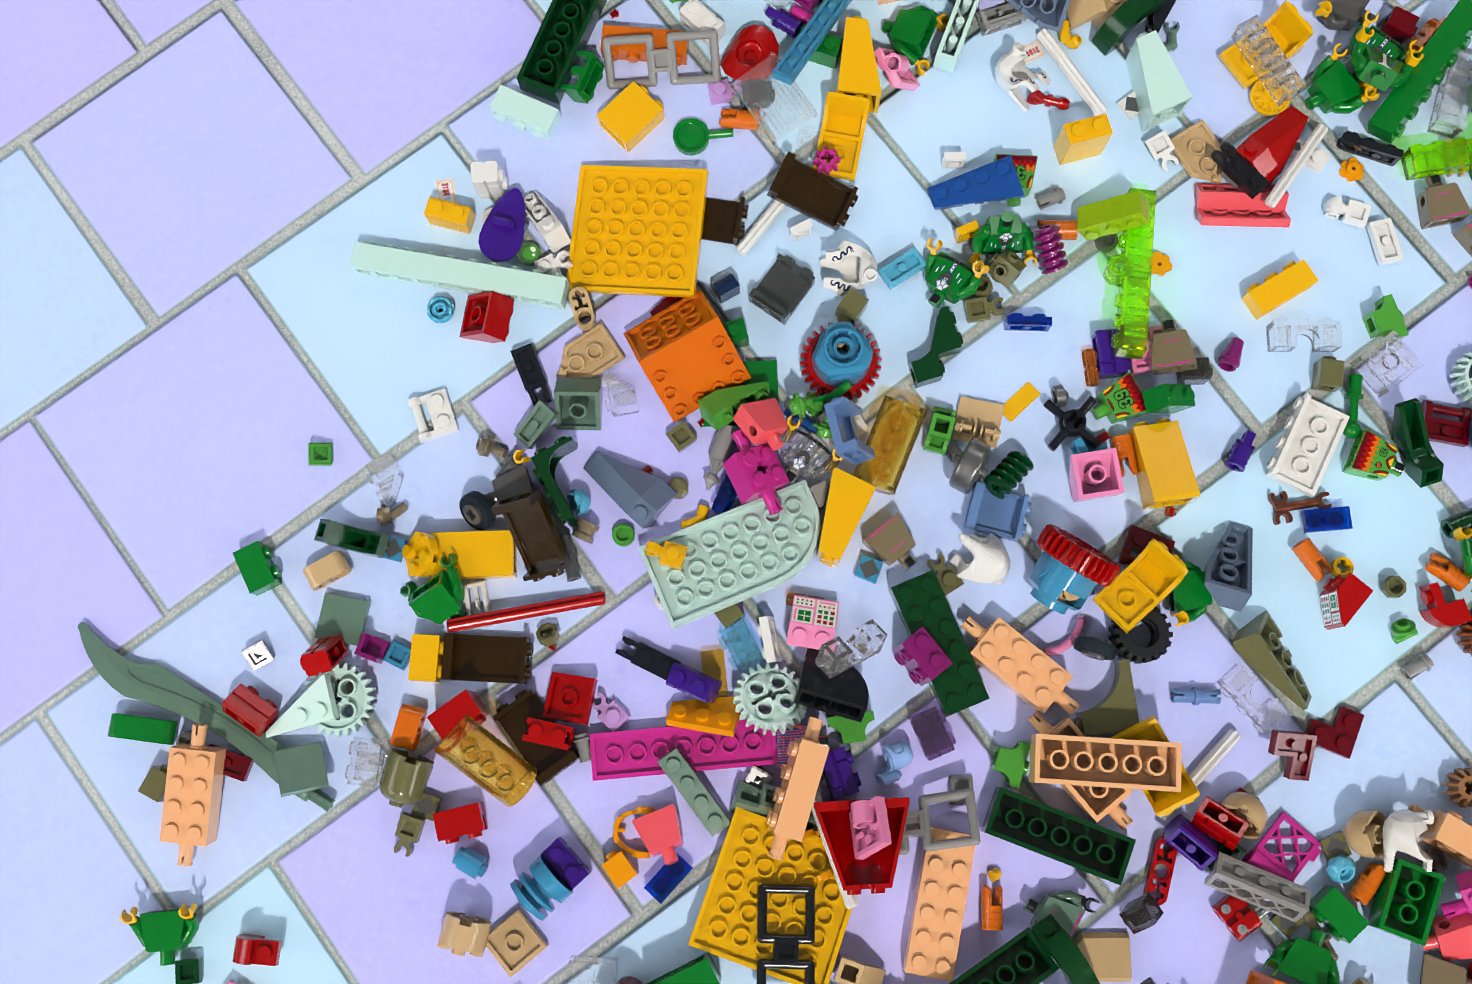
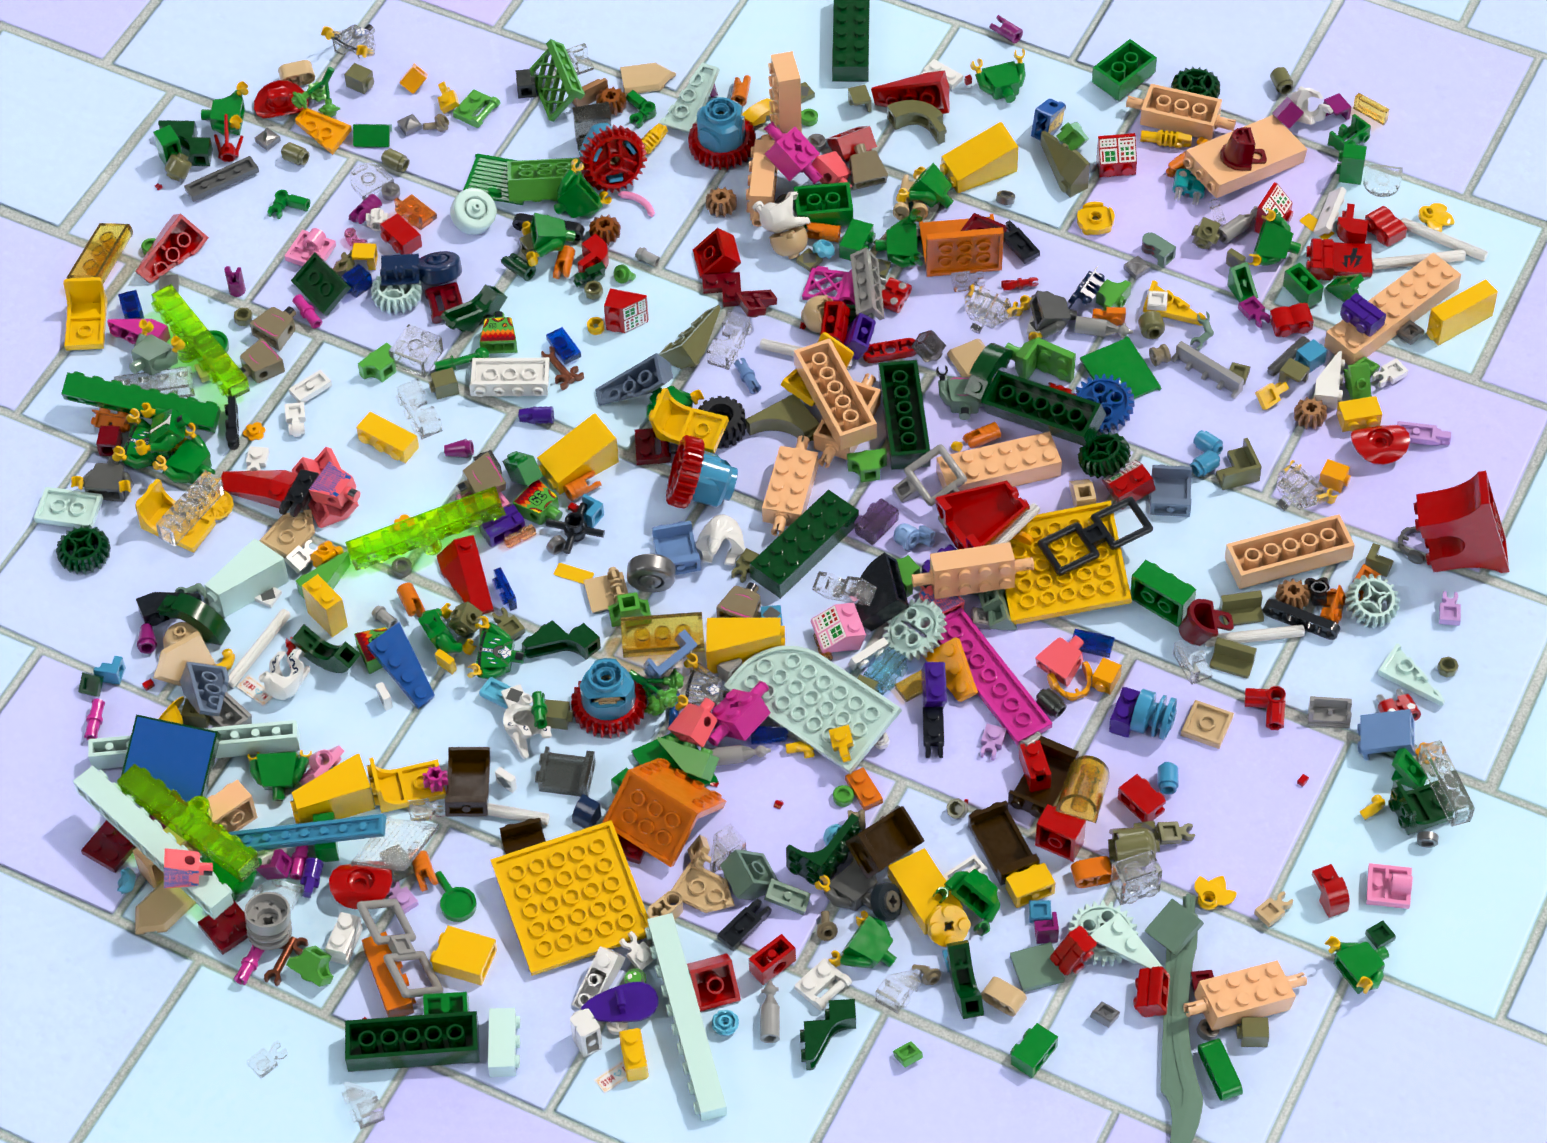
camera: 120 degrees left, 25 degrees down
(272, 878) = (1272, 911): none -> tan plate
(326, 837) = (1215, 891): none -> yellow plate
(382, 382) = (818, 1033): none -> dark green arch
(425, 352) = (770, 1015): none -> light grey wheel
(444, 472) = (867, 945): none -> green torso
(464, 934) = (1221, 750): tan brick -> none
(474, 377) = (772, 959): none -> red brick
(525, 611) = (949, 831): red axle -> none
(570, 698) = (998, 767): red plate -> none
(619, 558) = (864, 789): none -> orange plate
(619, 793) = (1051, 702): none -> pearl dark grey brick
(625, 366) = (699, 852): none -> tan plate
(633, 490) = (801, 798): sand blue wedge -> none
(680, 486) = (781, 774): olive tile -> none
(681, 437) = (736, 788): olive plate -> none
(694, 791) = (1017, 652): sand green plate -> none
(854, 284) = (539, 709): none -> green pin
(869, 826) = (972, 512): bright pink plate -> none
(888, 274) = (512, 694): none -> tile
(921, 657) = (825, 541): magenta bracket -> none
(1008, 474) = (635, 546): dark green piece -> none
(1021, 131) = (323, 654): none -> dark green arch
(1051, 248) = (433, 594): magenta piece -> none
(1069, 642) = (753, 467): bright pink piece -> none
(1071, 297) = (463, 569): none -> red wedge
(1094, 648) = (749, 443): black wheel -> none
(1095, 475) = (614, 491): bright pink slope -> none
(1113, 215) = (385, 557): lime brick -> none
(1122, 158) = (330, 572): none -> bright green slope
(1154, 172) = (325, 553): none -> light orange plate
(1229, 203) = (334, 487): none -> coral torso
(1296, 165) = (275, 460): white axle -> none
(1312, 559) = (599, 344): orange hinge -> none
(1385, 745) = (717, 253): none -> red slope
(1416, 596) = (592, 273): none -> dark green plate

